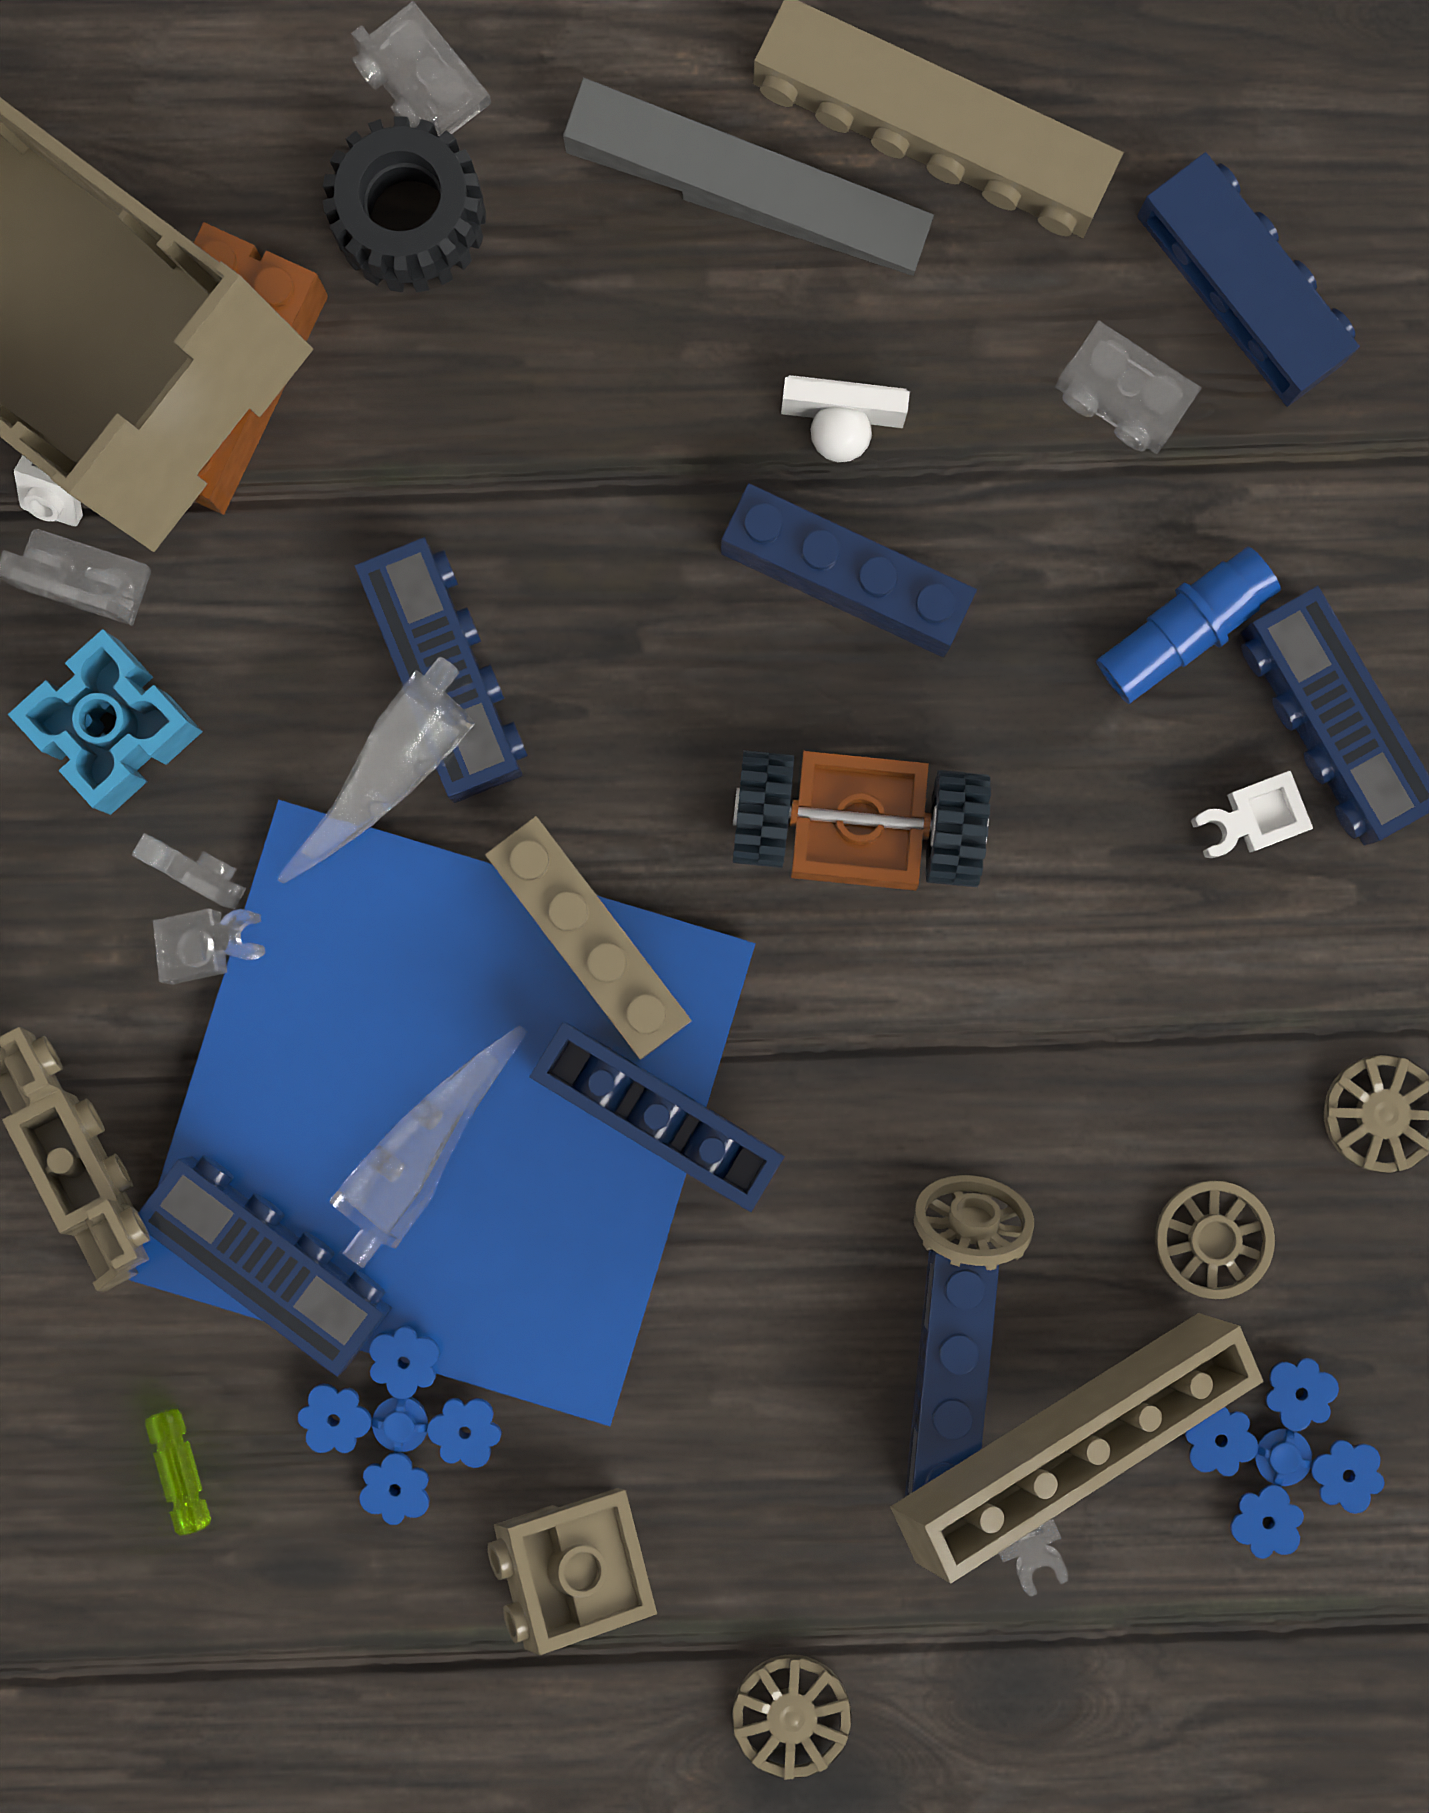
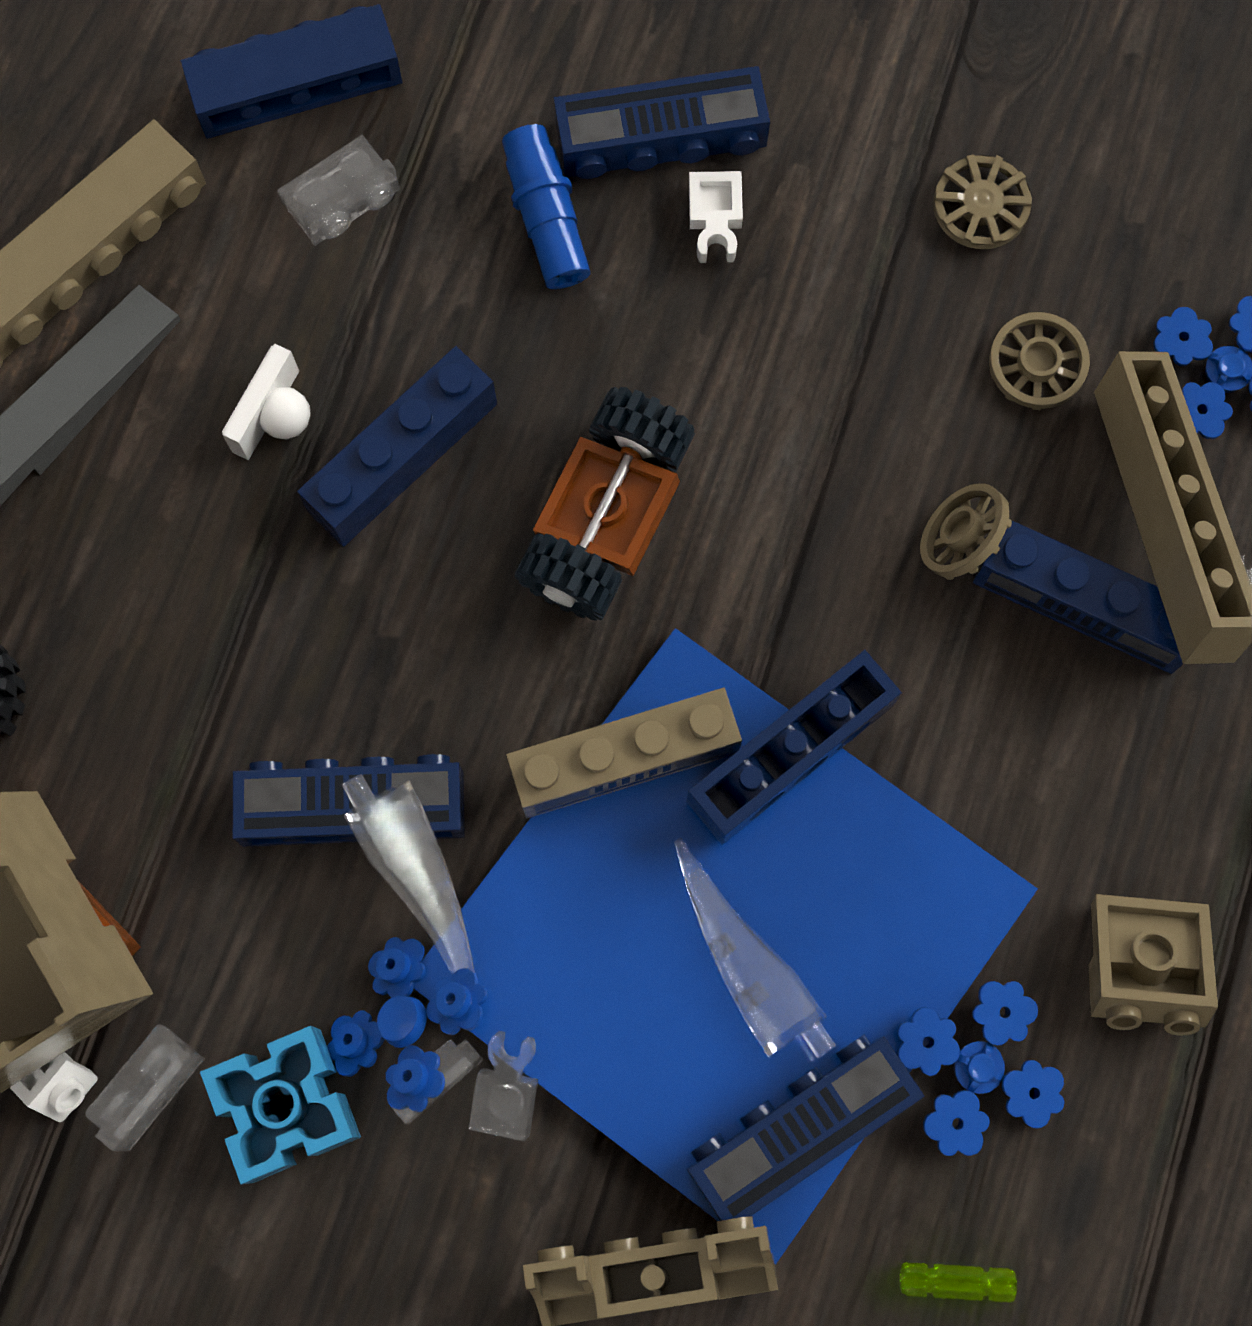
camera: 70 degrees left, 10 degrees down
(233, 813) = (403, 1022): none -> blue plant

